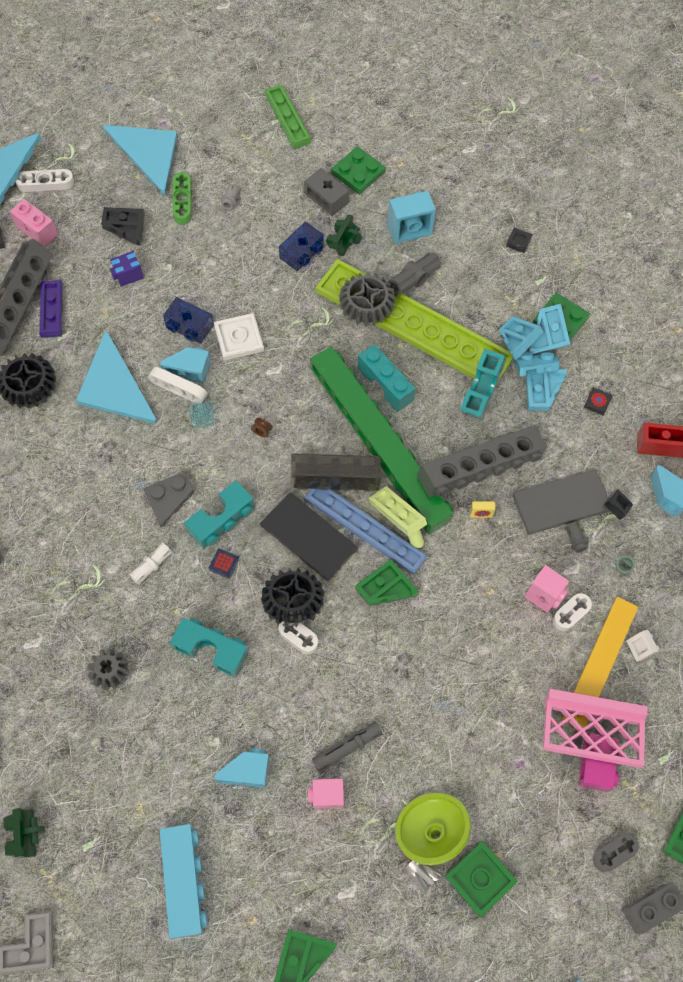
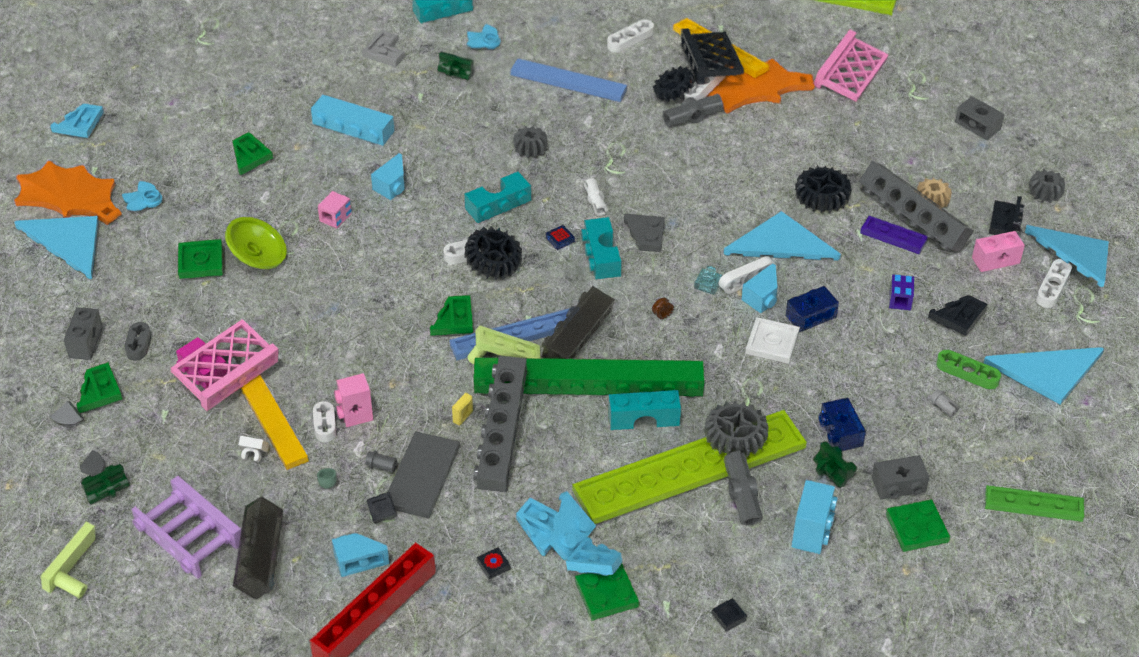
camera: 125 degrees right, 20 degrees down
(309, 536) = (537, 295): black tile -> none
(342, 749) = (355, 242): dark grey pin -> none
(483, 386) = (581, 468): teal arch -> none
(519, 335) = (609, 530): medium azure wing -> none

